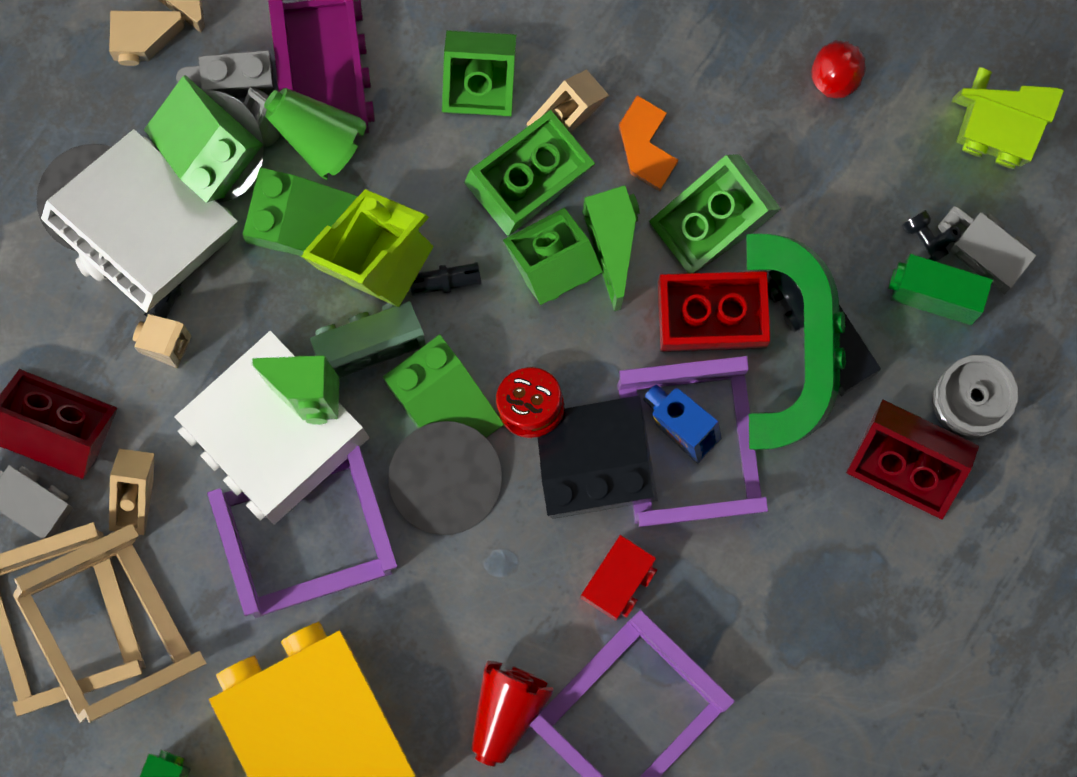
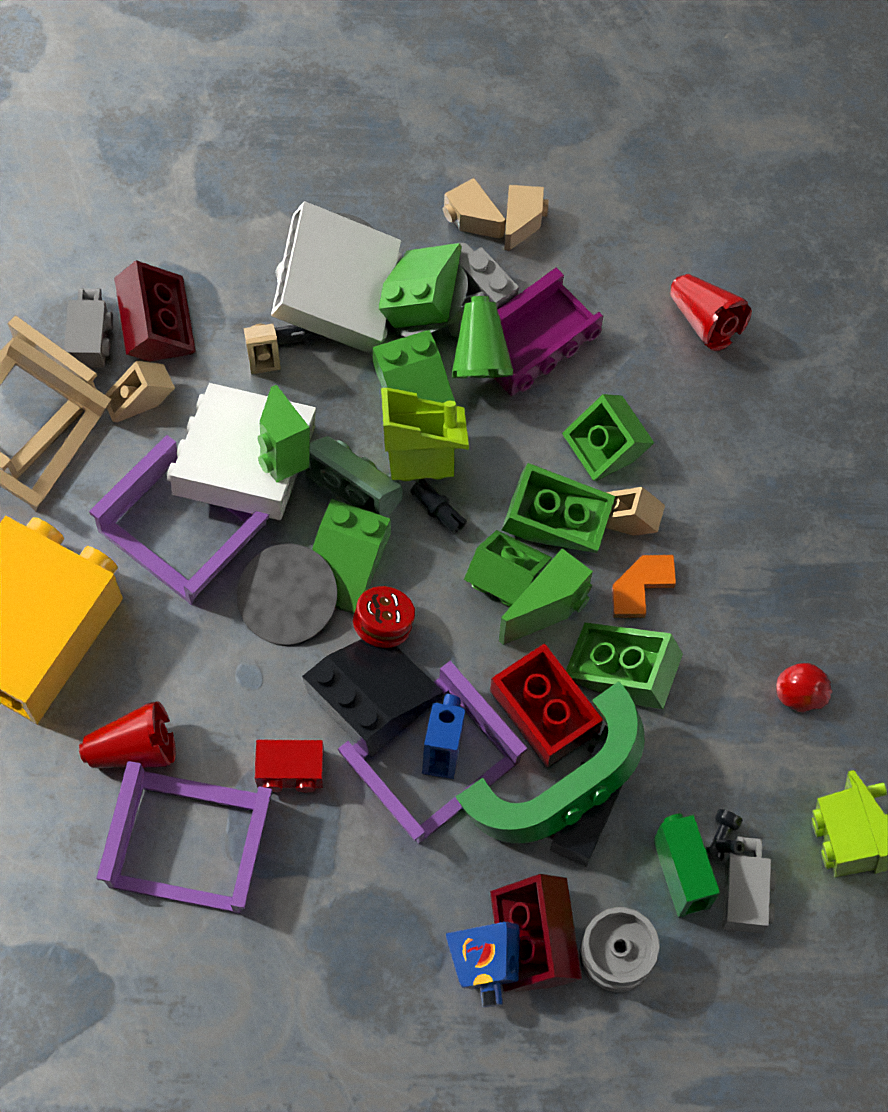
camera: 60 degrees right, 15 degrees down
(911, 517) = (486, 959): none -> blue torso

